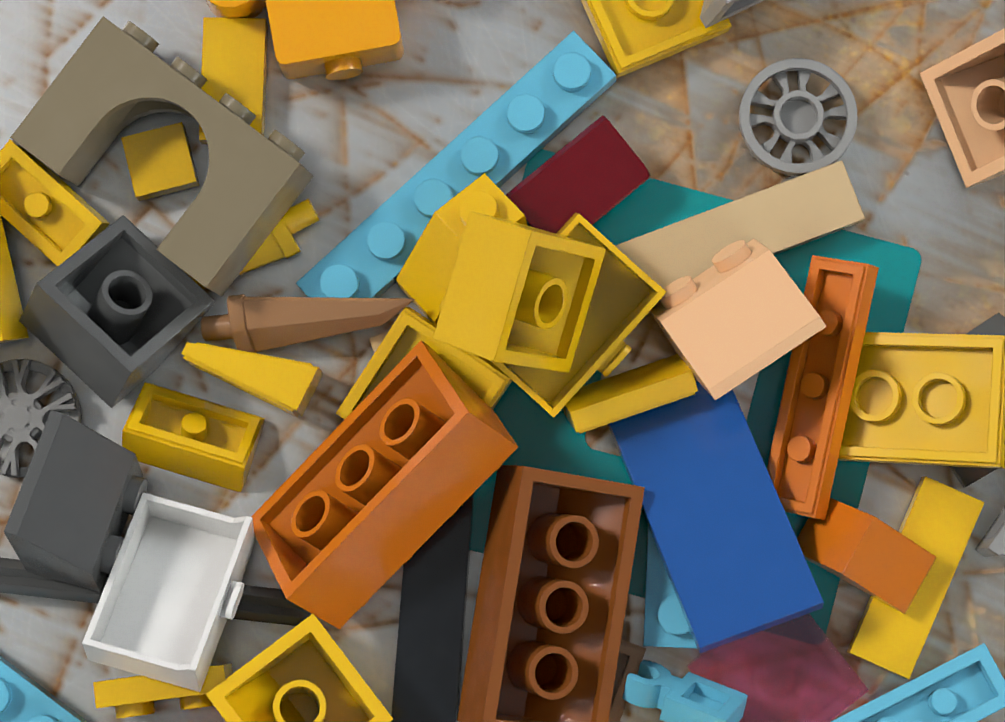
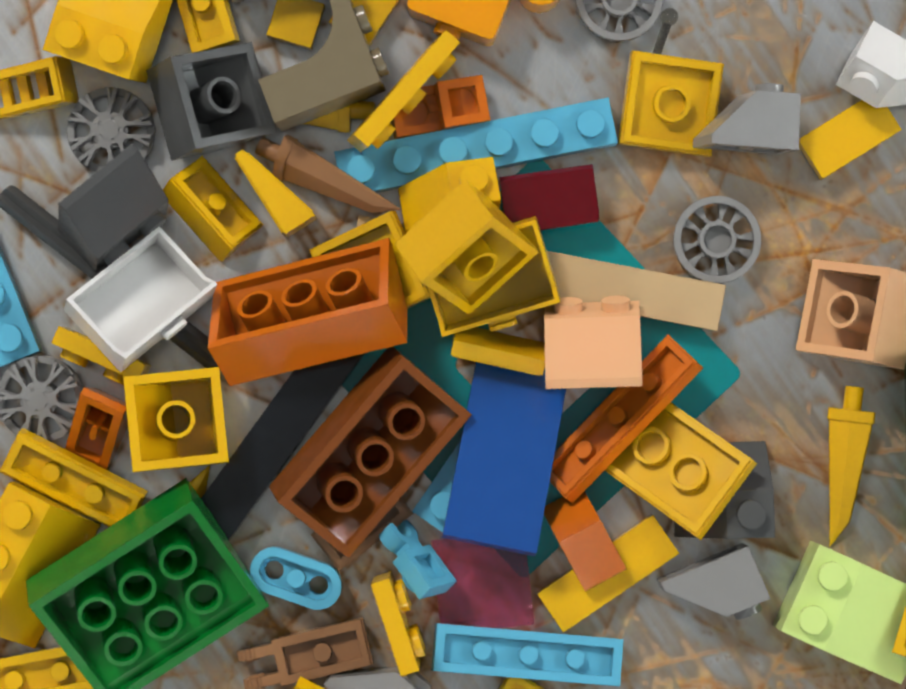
camera: 25 degrees right, 5 degrees up
(338, 164) = (406, 93): none -> yellow plate
(384, 160) = (445, 107): none -> orange slope

